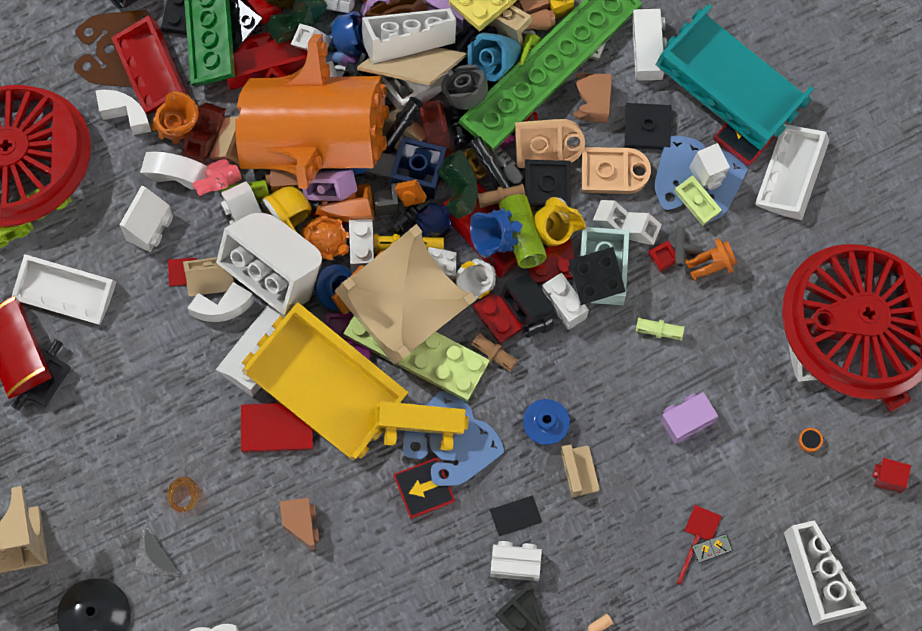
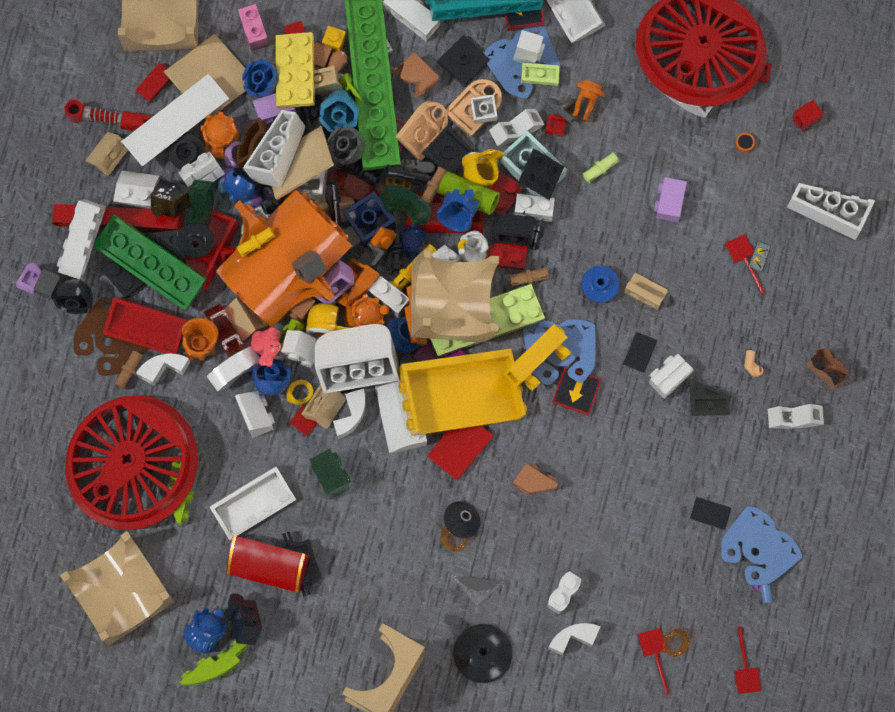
camera: 50 degrees left, 5 degrees up
(95, 84) = (128, 370): none -> medium nougat pin
(145, 331) = (330, 475): none -> clear green brick
(190, 208) = (271, 379): none -> blue cylinder
(196, 492) = (457, 524): none -> black dish
(199, 234) = (290, 389): none -> yellow piece
(269, 36) = (195, 232): none -> black piece
(298, 81) = (256, 241): none -> yellow pin
(304, 34) = (223, 212): white panel -> none
(314, 143) = (309, 266): none -> dark grey panel
(615, 177) = (483, 109): none -> white piece

